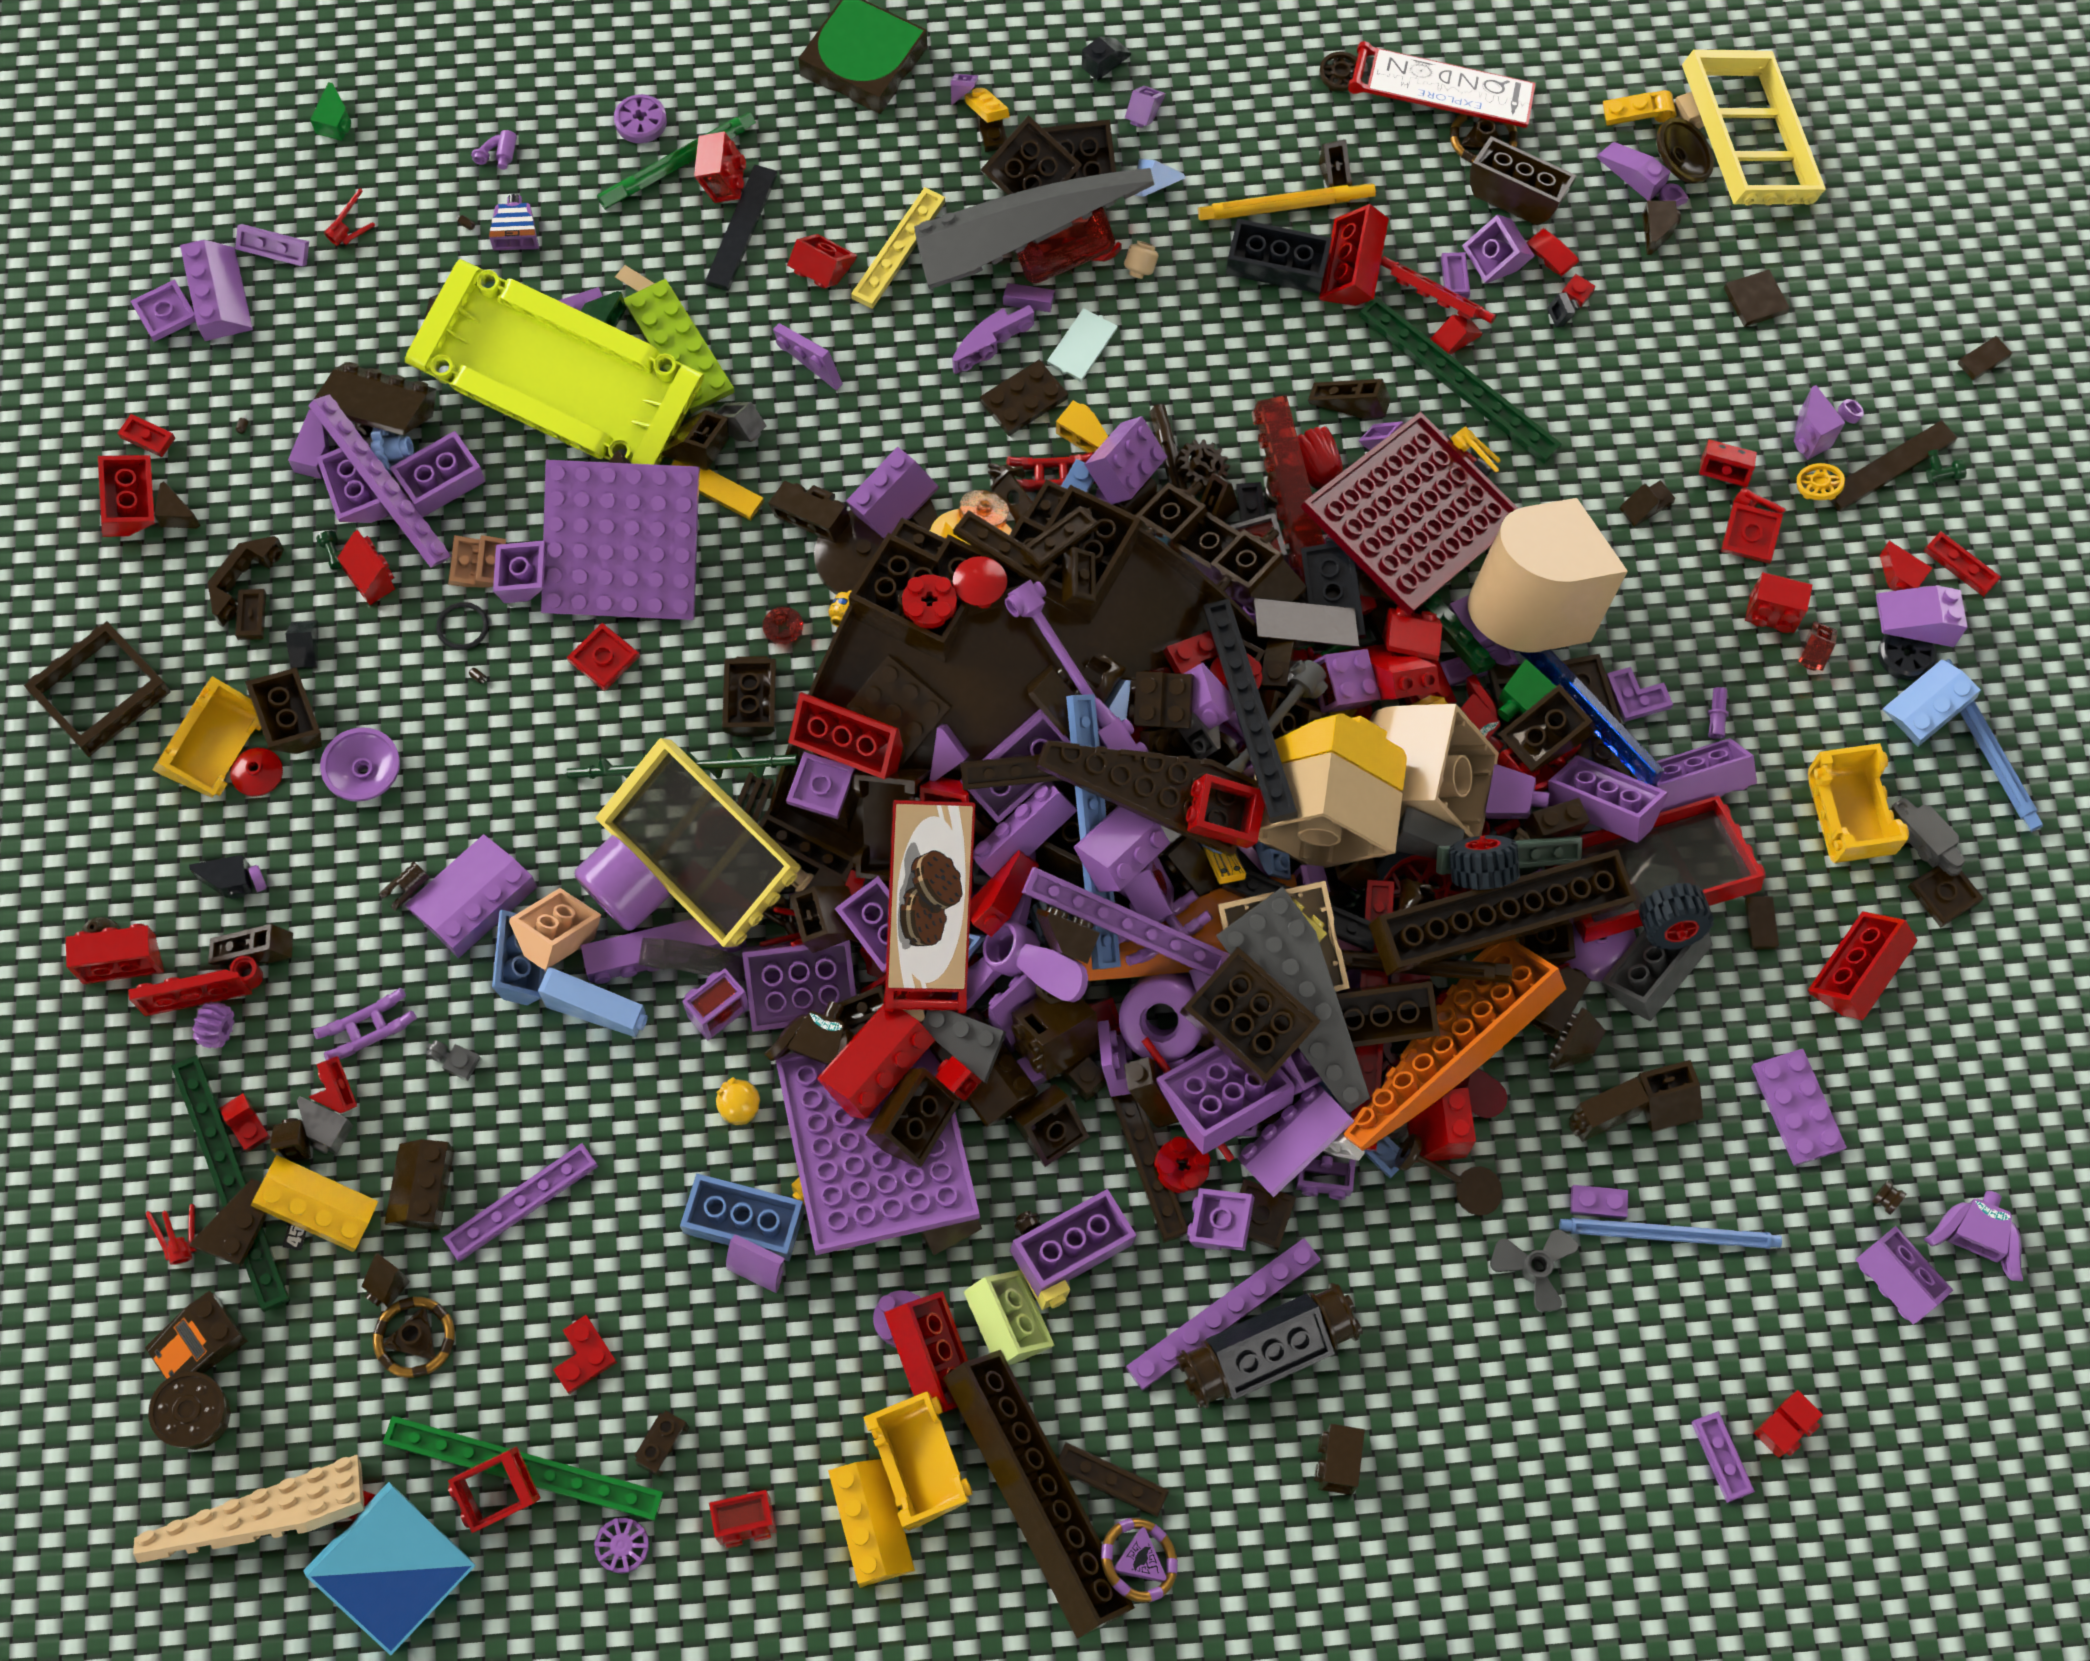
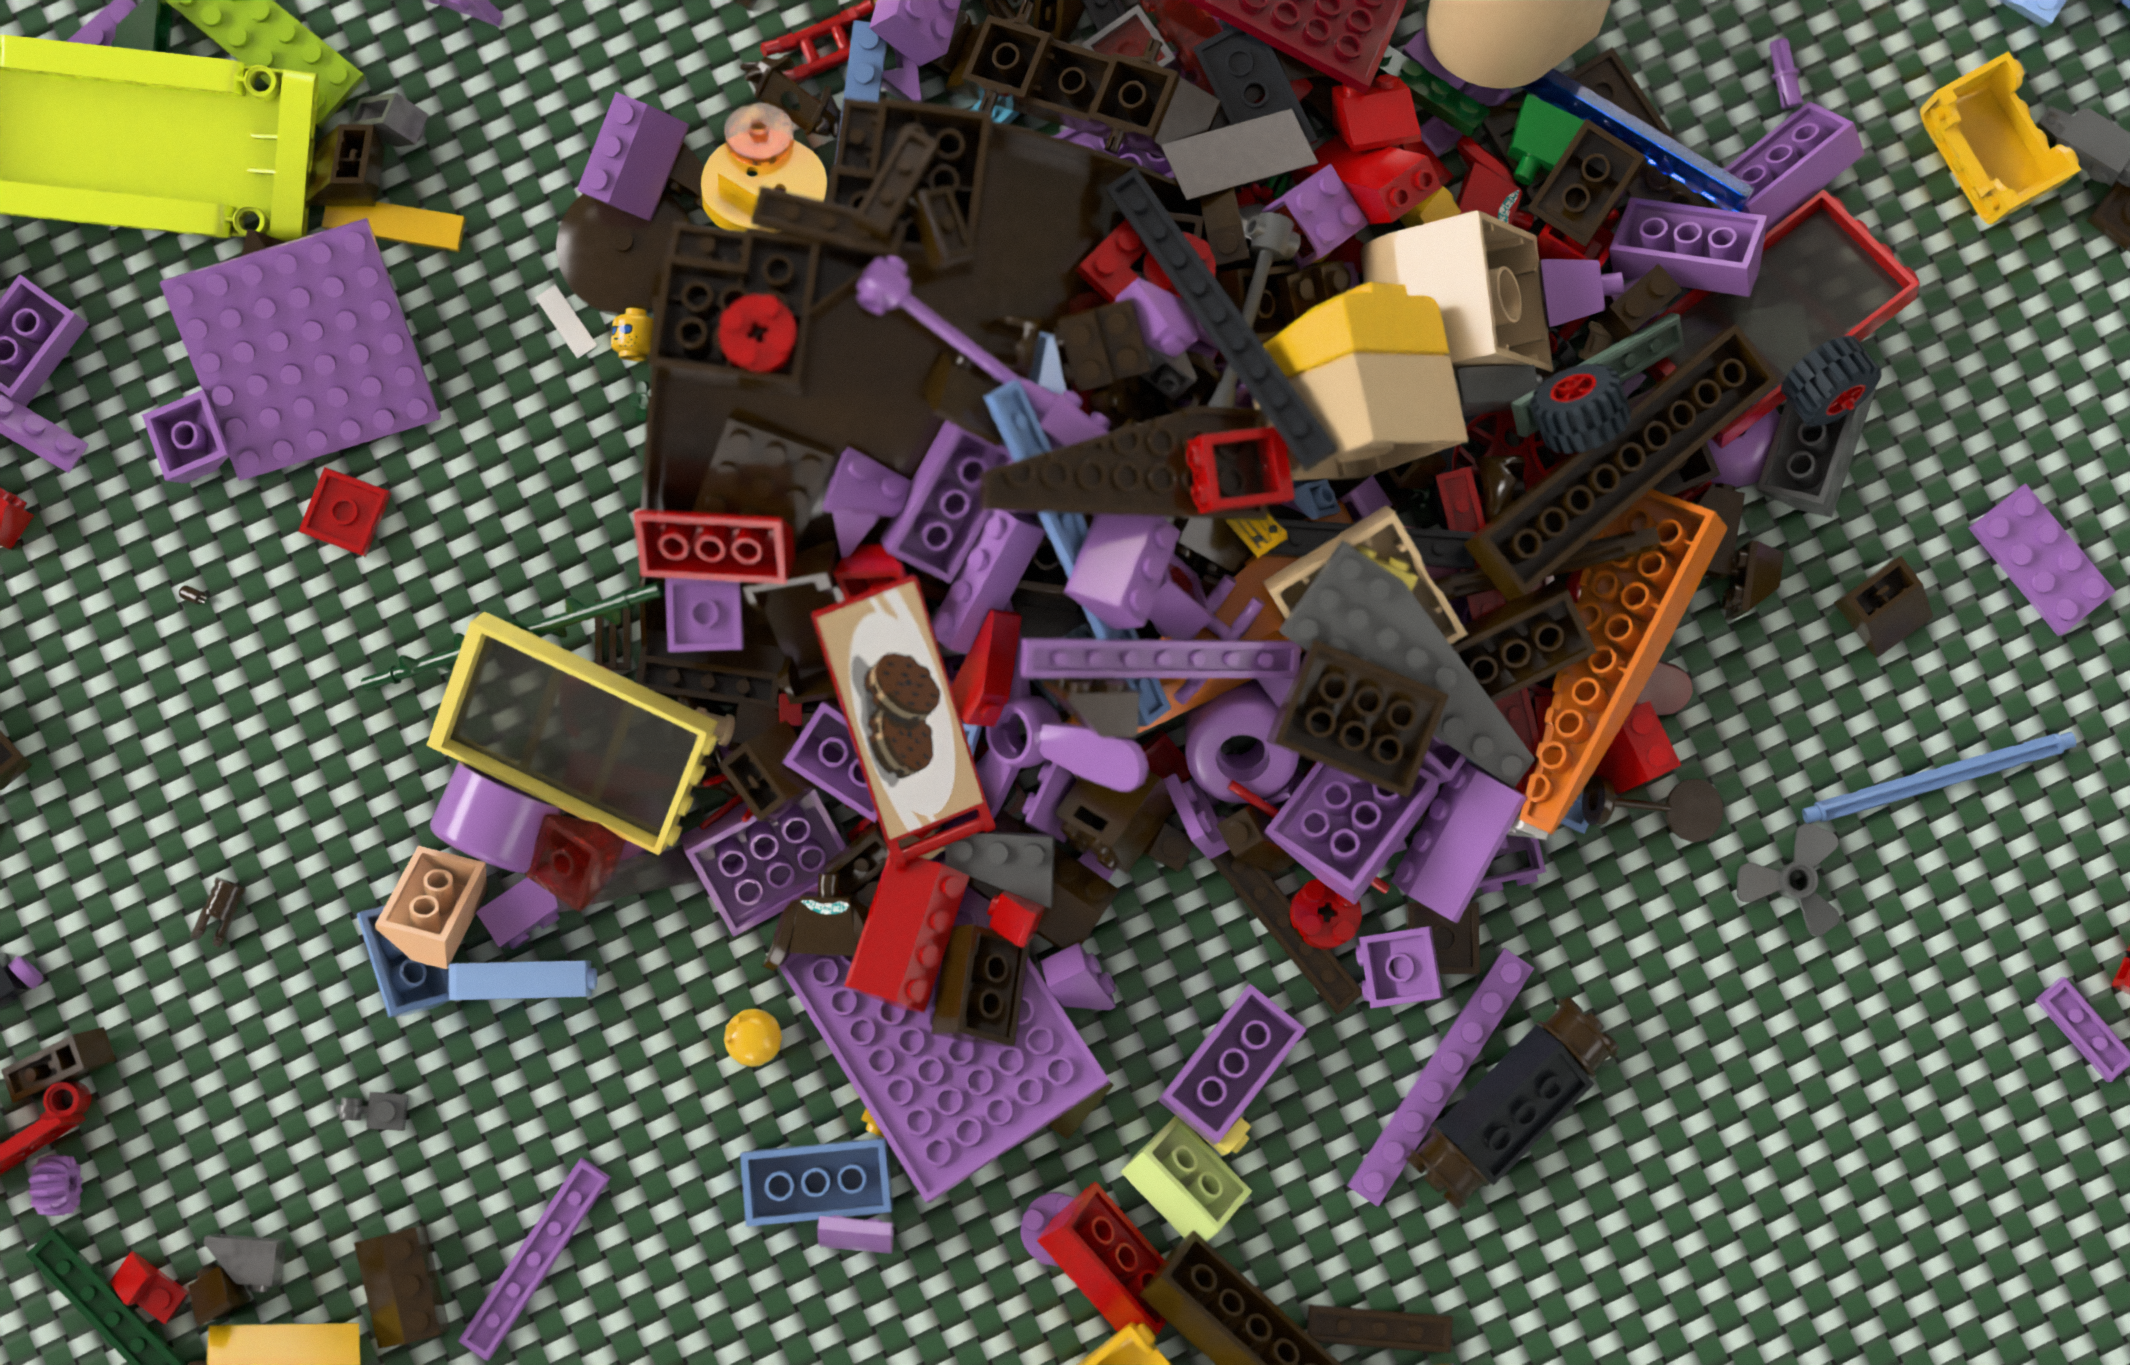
camera: 20 degrees left, 15 degrees up
(338, 1093) = (246, 1208): red slope -> none
(357, 751) = (71, 770): medium lavender dish -> none
(373, 1011) = (225, 1112): medium lavender piece -> none
(468, 645) = (126, 508): black piece -> none
(469, 894) = (307, 892): medium lavender slope -> none
(473, 561) = (120, 440): medium nougat slope -> none
(664, 926) = (574, 858): none -> clear red slope
(715, 1003) = (675, 925): piece -> none
(749, 696) = (554, 497): dark brown slope -> none
(779, 616) = (548, 373): clear red gear -> none
(804, 588) = (566, 321): none -> white sticker
(810, 510) = (521, 216): dark brown piece -> none
(964, 736) = (865, 487): none -> medium lavender wing
(980, 581) = (813, 281): red dish -> none
(984, 1144) = (1078, 980): none -> medium lavender slope
(1003, 772) = (933, 520): dark brown tile -> none
(1027, 1221) = (1164, 1054): dark brown plate -> none
(1050, 1124) = (1146, 921): dark brown slope -> none
(1340, 1460) = (1644, 1210): dark brown piece -> none
(1599, 1202) = (1841, 769): medium lavender plate -> none
(1608, 1109) = (1820, 654): dark brown brick -> none
(1632, 700) = (1674, 95): medium lavender plate -> none
(1761, 922) = (1925, 336): dark brown tile -> none
(1863, 964) = (2066, 347): red slope -> none

